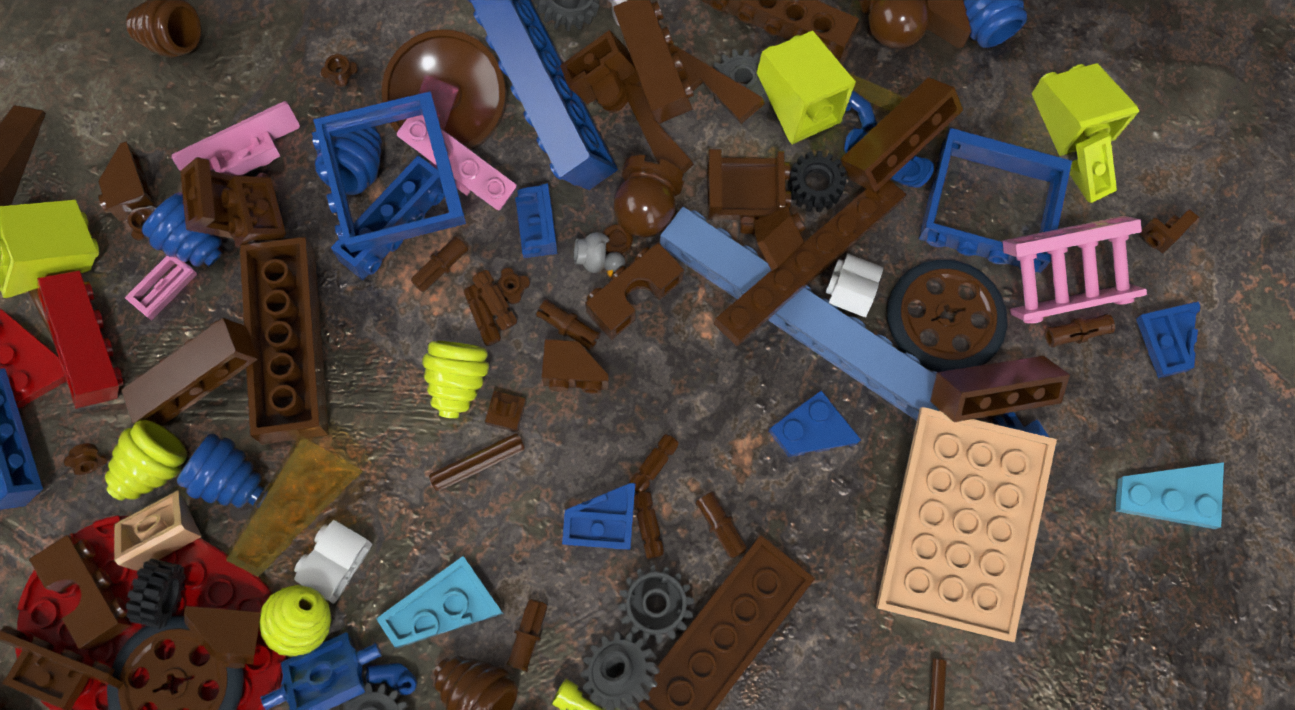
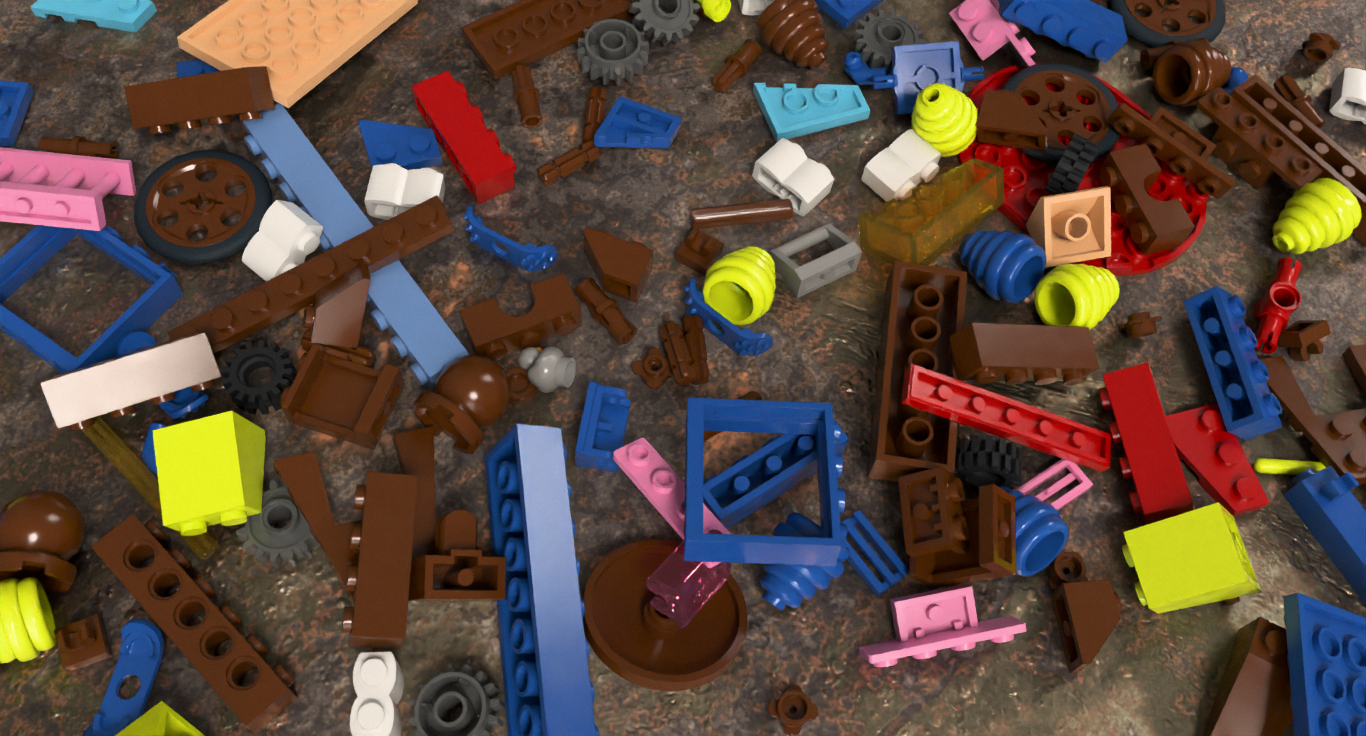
camera: 165 degrees left, 10 degrees down
(200, 310) = (1006, 417): none -> red tile
(213, 272) = (988, 463): none -> black tyre
(285, 177) = (881, 547): none -> blue tile
(386, 421) = (821, 270): none -> light grey tile
(436, 514) = (793, 176): none -> white brick
(441, 329) = (741, 341): none -> blue piece
(650, 347) = (526, 257): none -> blue piece
(758, 453) = (464, 137): none -> red brick
(782, 376) = (398, 189): none -> white brick

